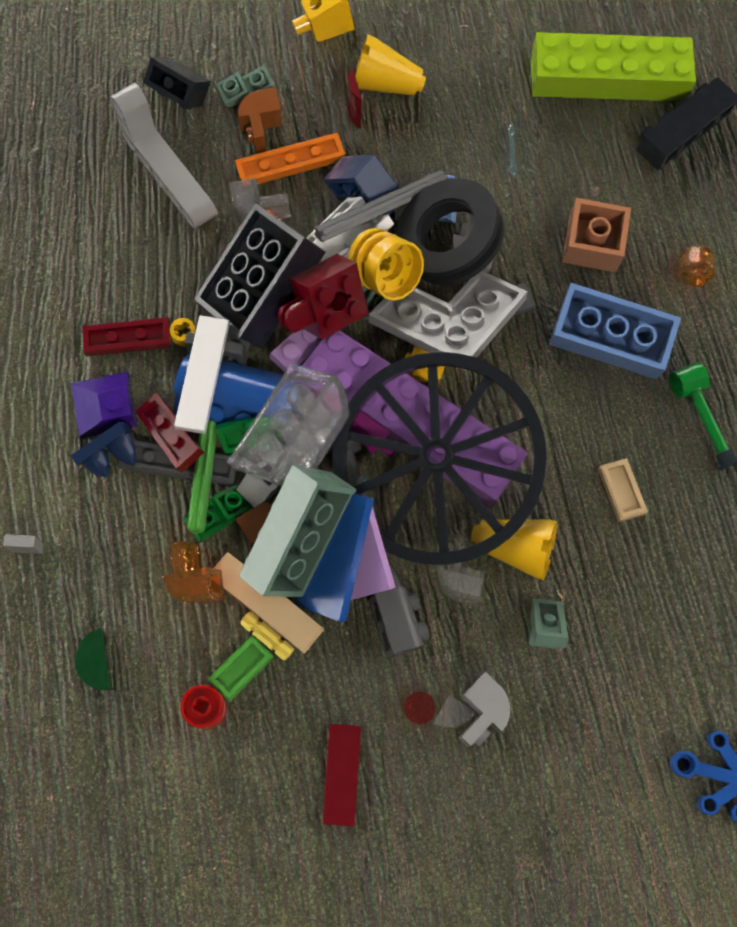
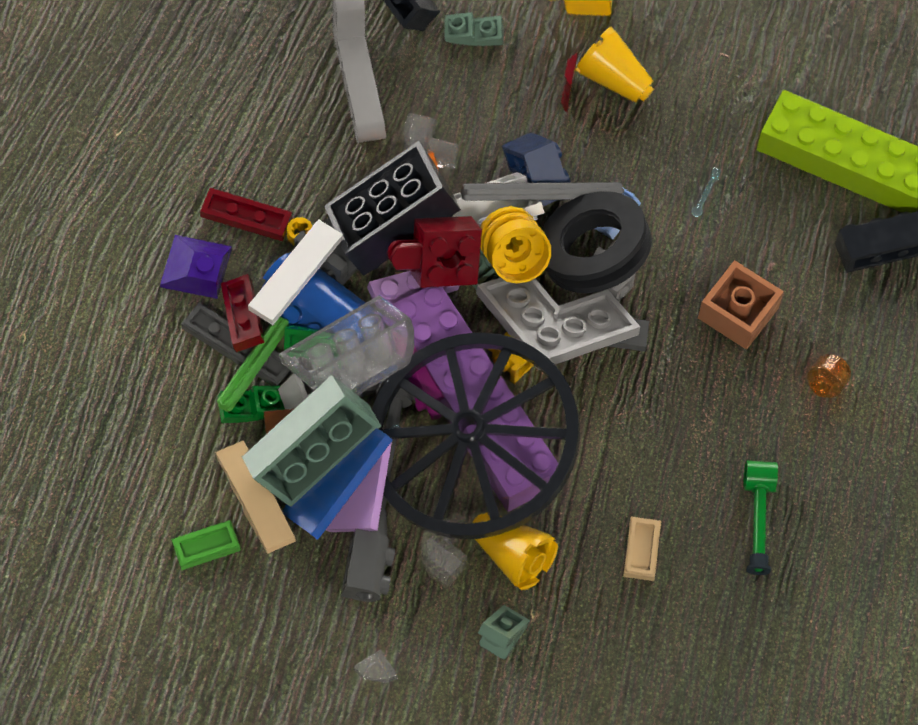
camera: 25 degrees right, 10 degrees down
(23, 544) = (66, 354): light grey tile -> none
(92, 661) = (78, 481): dark green tile -> none
(116, 440) = (190, 298): dark blue tile -> none
(190, 581) = (199, 447): clear orange brick -> none
(203, 707) = (156, 558): red wheel -> none
(258, 112) = (471, 58): dark orange brick -> none
(267, 635) = (242, 527): light yellow axle -> none
(291, 159) = (481, 115): orange plate -> none
(341, 775) = (249, 673): dark red tile -> none
(419, 707) = (348, 649): clear red tile -> none
(491, 704) = (412, 675): light grey brick -> none
(615, 331) = (709, 400): medium blue brick -> none

